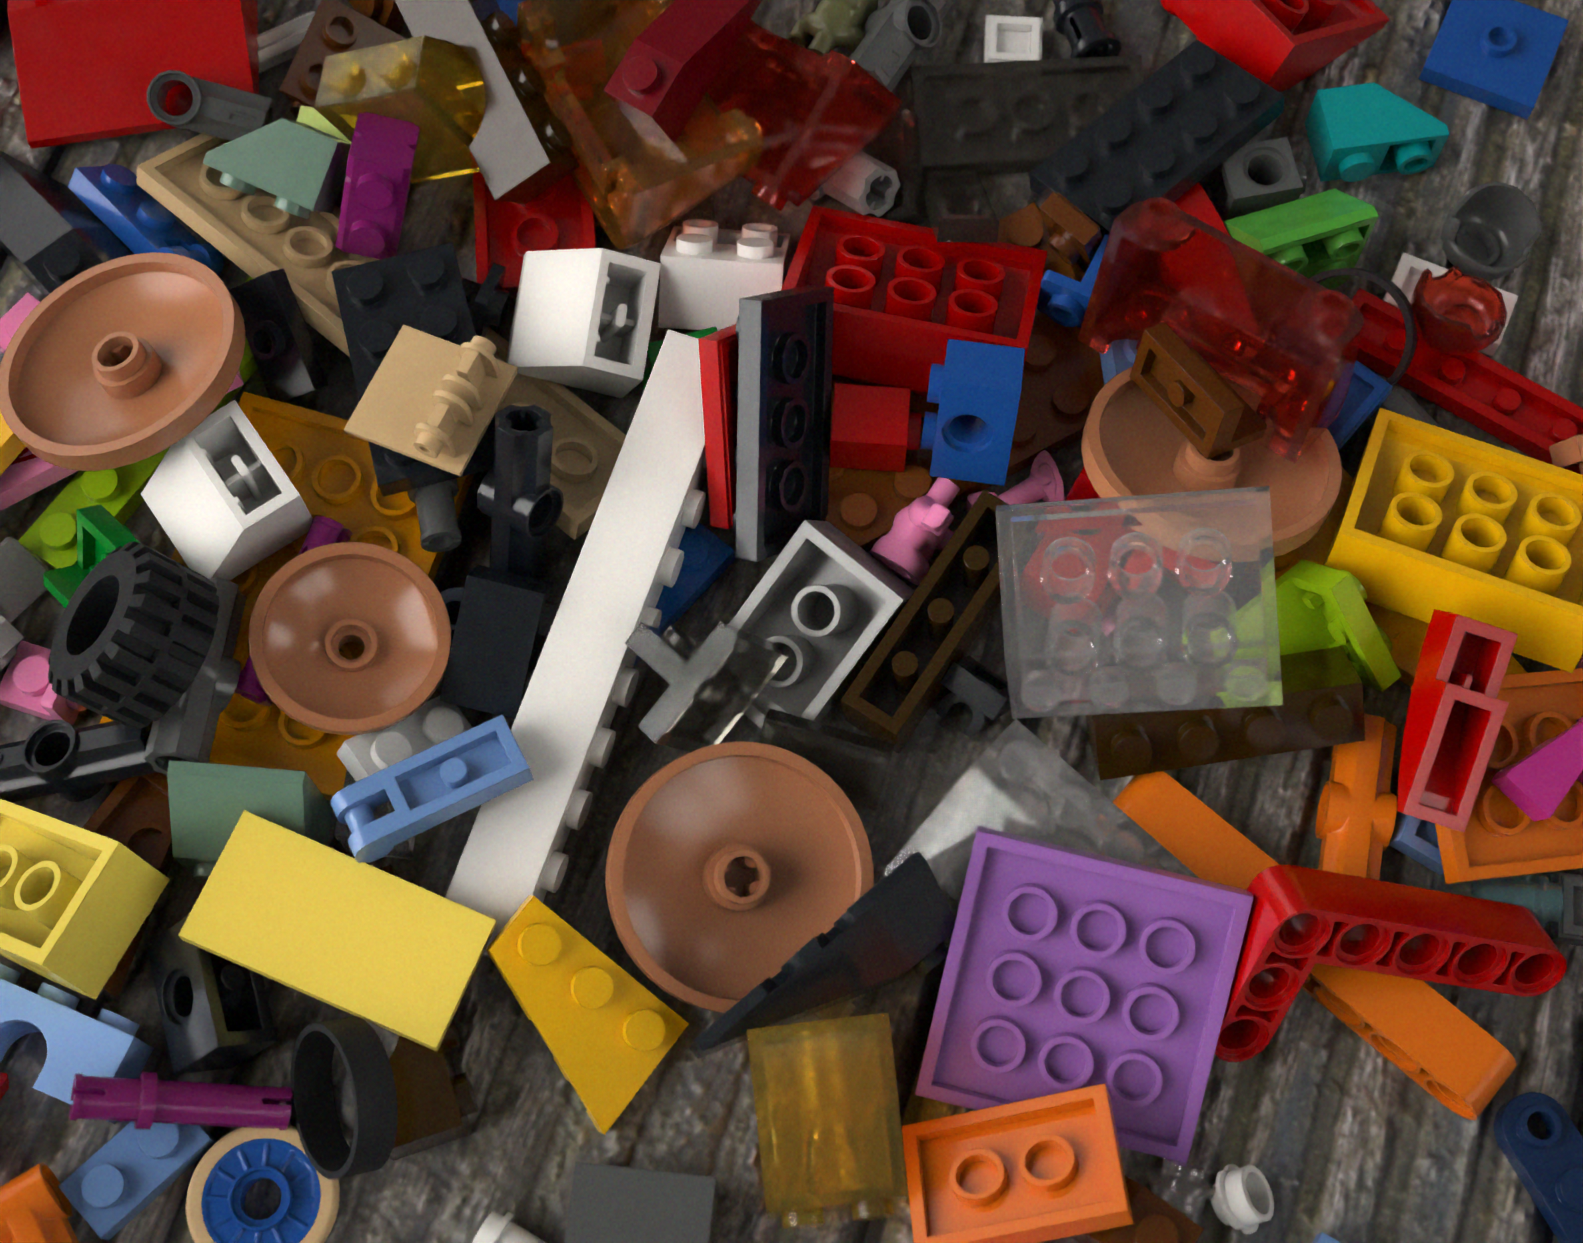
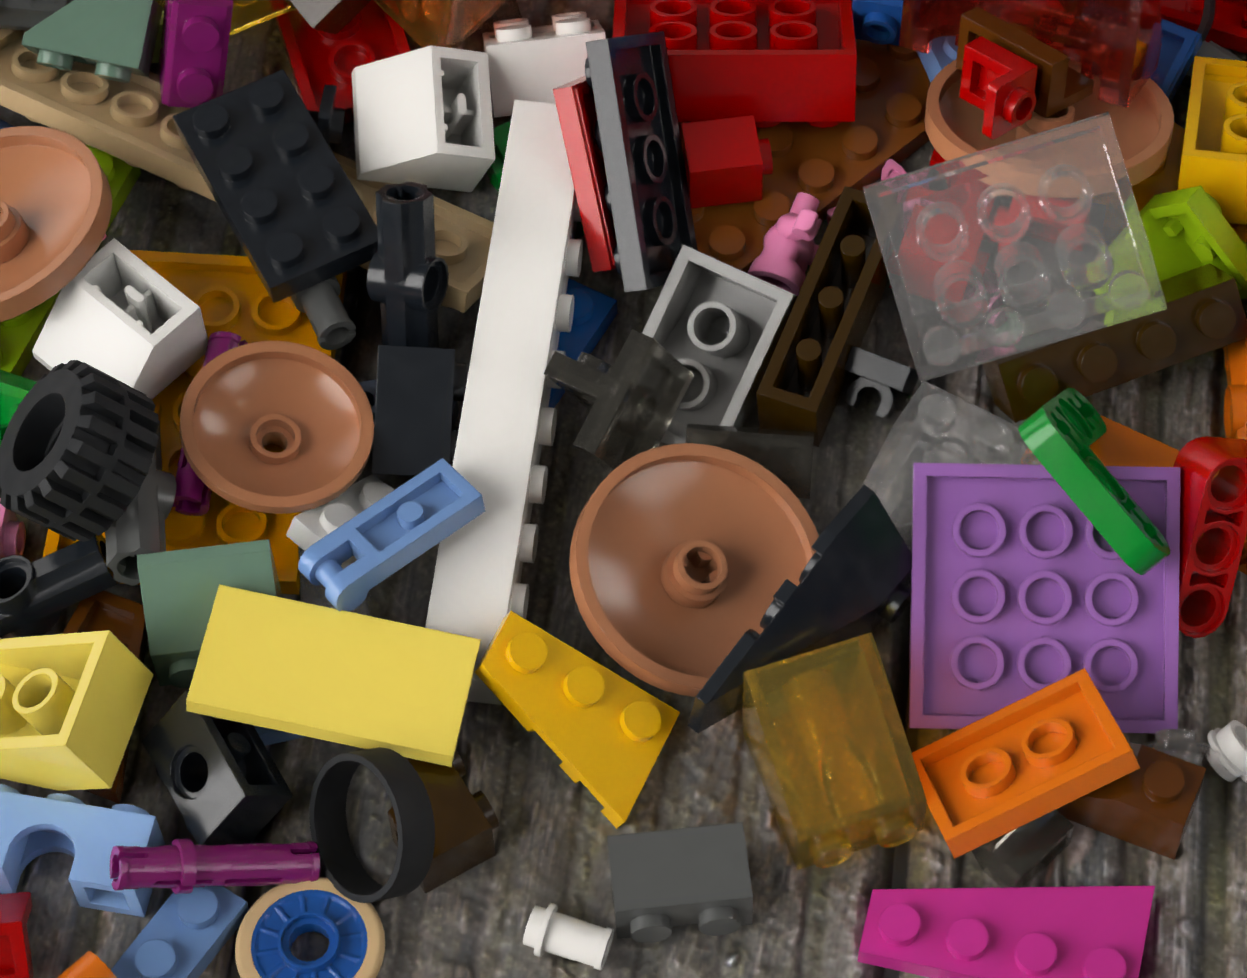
camera: 10 degrees left, 10 degrees down
(278, 337) = (140, 207): black plate -> none
(432, 398) = (307, 197): tan hinge -> none
(976, 411) = (813, 90): blue brick -> none
(1129, 851) = (1061, 440): none -> green beam
(1166, 418) = (998, 85): none -> red bracket

